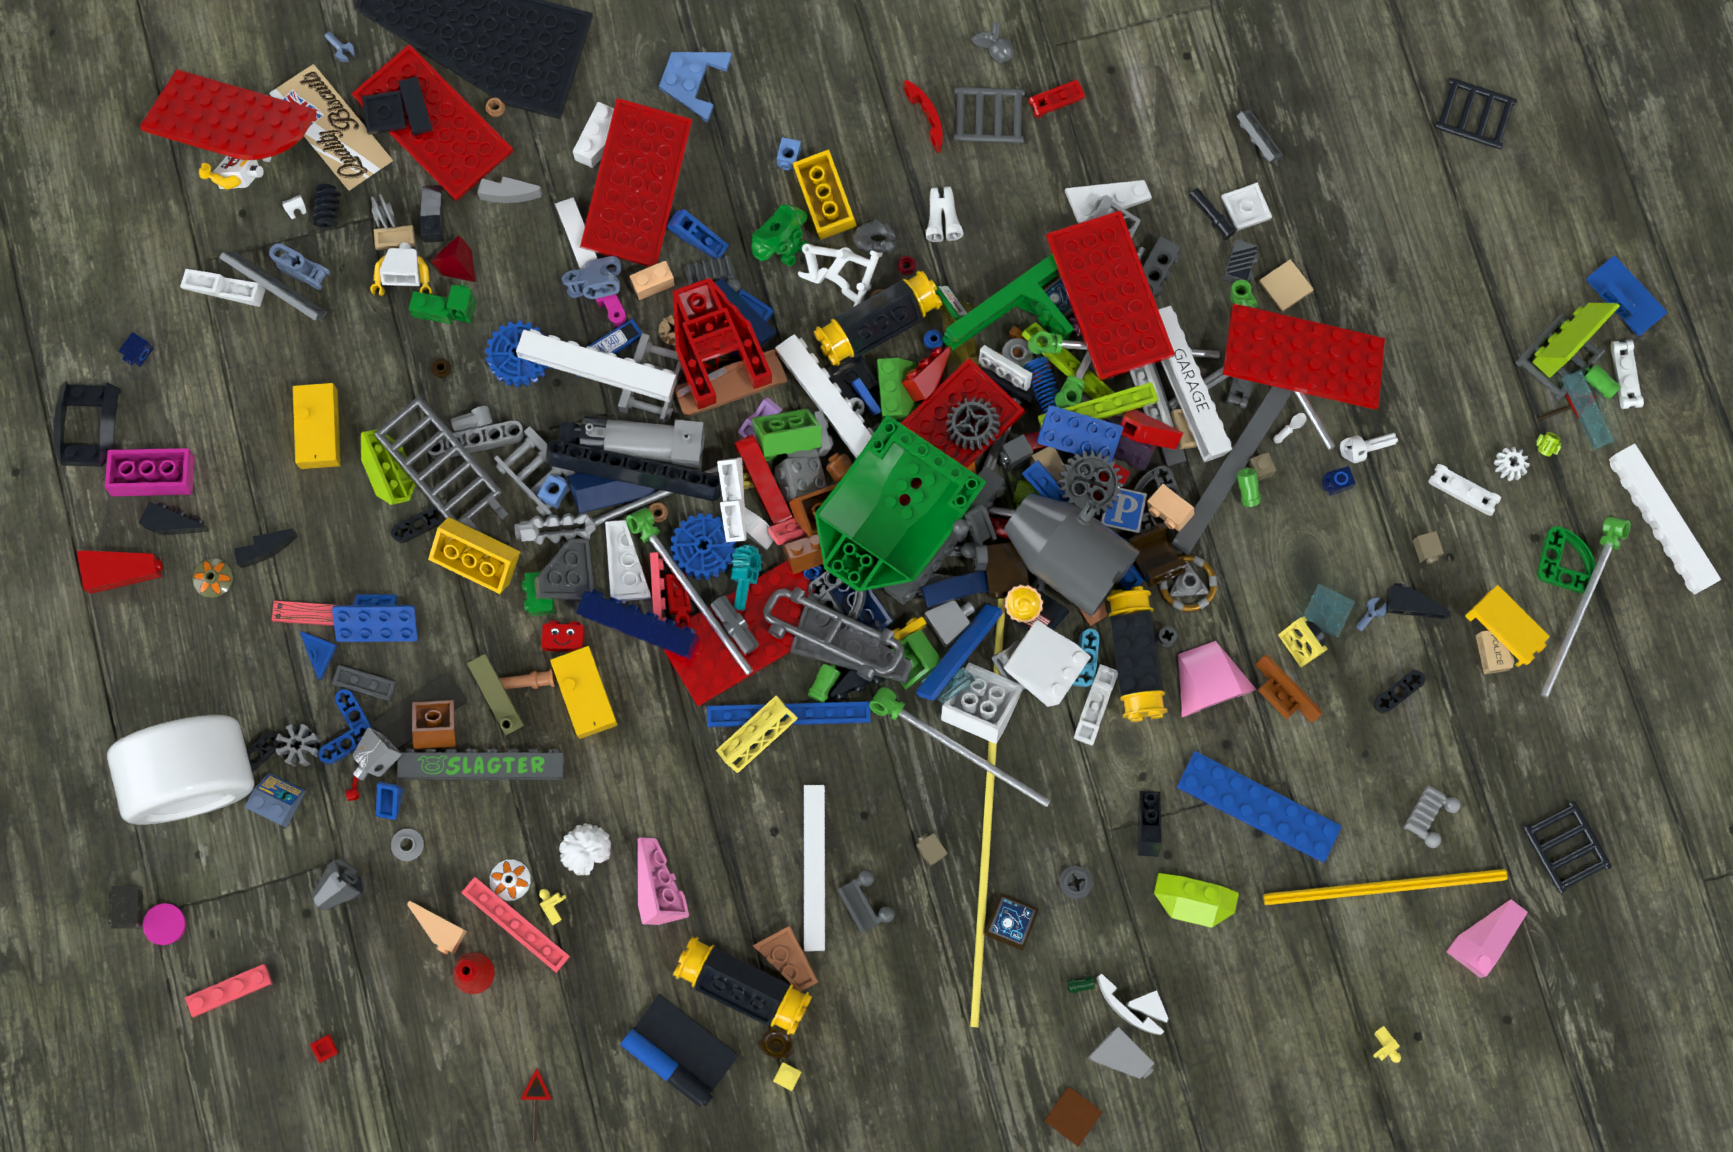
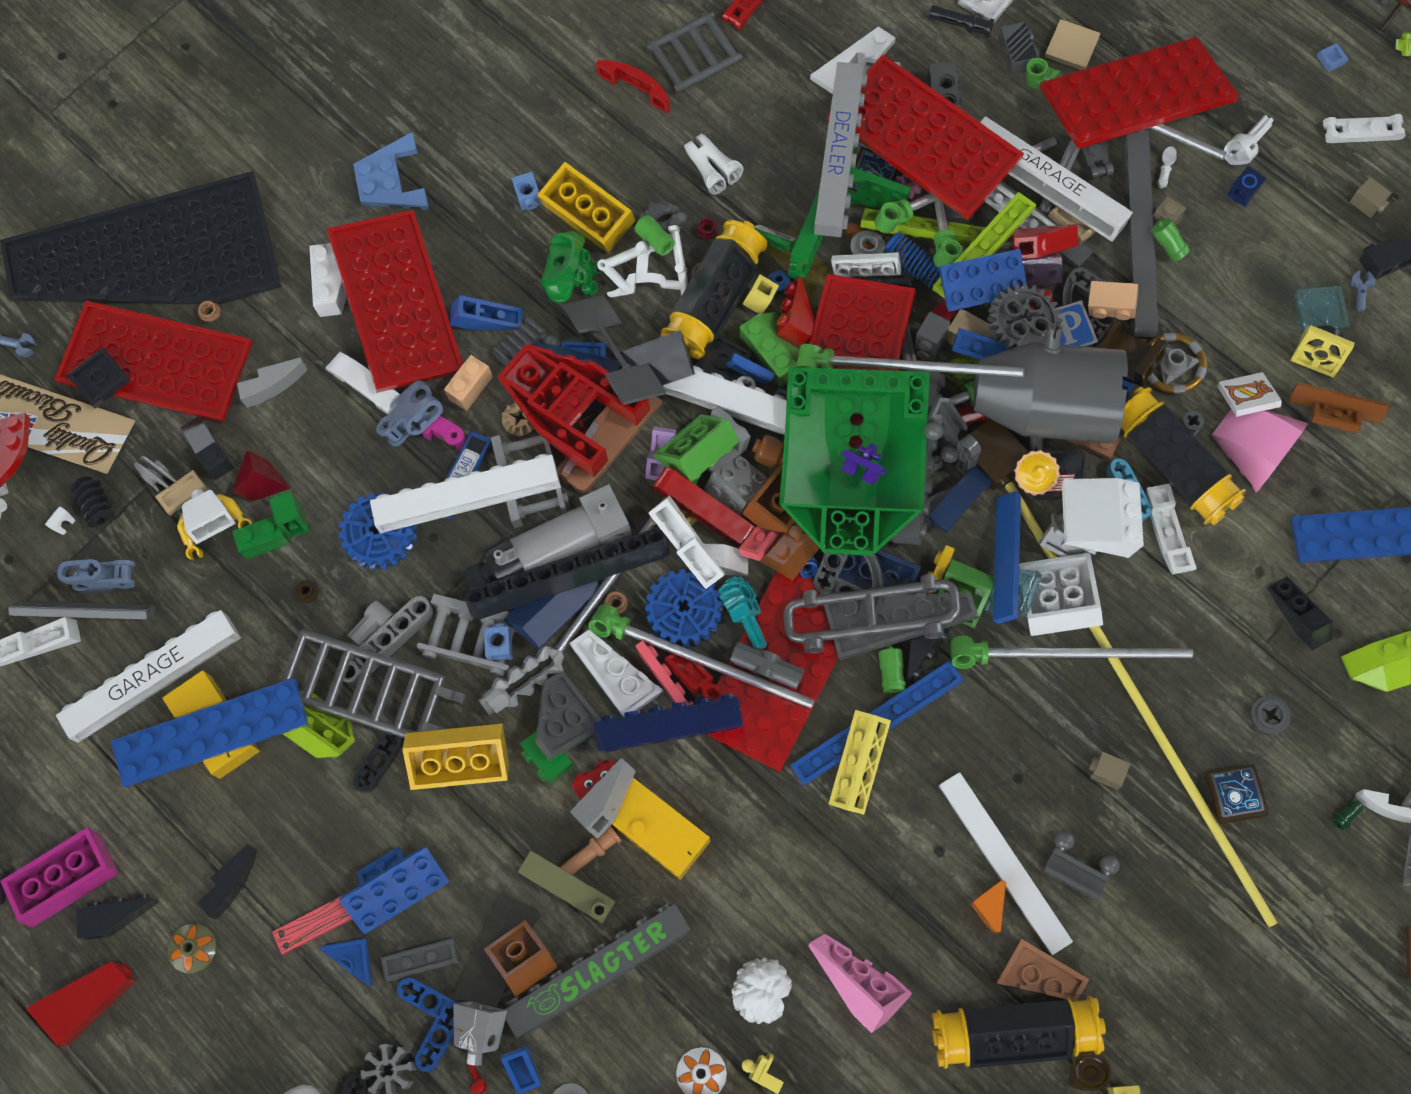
camera: 20 degrees left, 5 degrees down
(293, 363) = (148, 676): none -> white brick
(311, 432) = (209, 732): none -> blue plate
(415, 106) = (127, 353): black tile -> none
(557, 650) = (604, 800): none -> light grey slope
(767, 356) = (629, 383): none -> dark grey hinge
(783, 890) = (990, 907): none -> orange slope
(796, 350) = (665, 356): none -> black tile
(857, 250) = (653, 234): none -> bright green piece
(891, 514) = (872, 470): none -> dark purple hips
(911, 343) = (760, 294): none -> light yellow brick
(914, 417) = (812, 357): none -> flat silver piece
(949, 620) = (974, 535): light grey torso -> none
(965, 425) = (865, 344): dark grey gear -> none
(1035, 267) = (839, 150): none -> light grey brick
(1225, 641) = (1249, 394): none -> white tile
(1483, 418) = (1332, 57): none -> medium blue tile
(1519, 464) = (1389, 80): white gear -> none

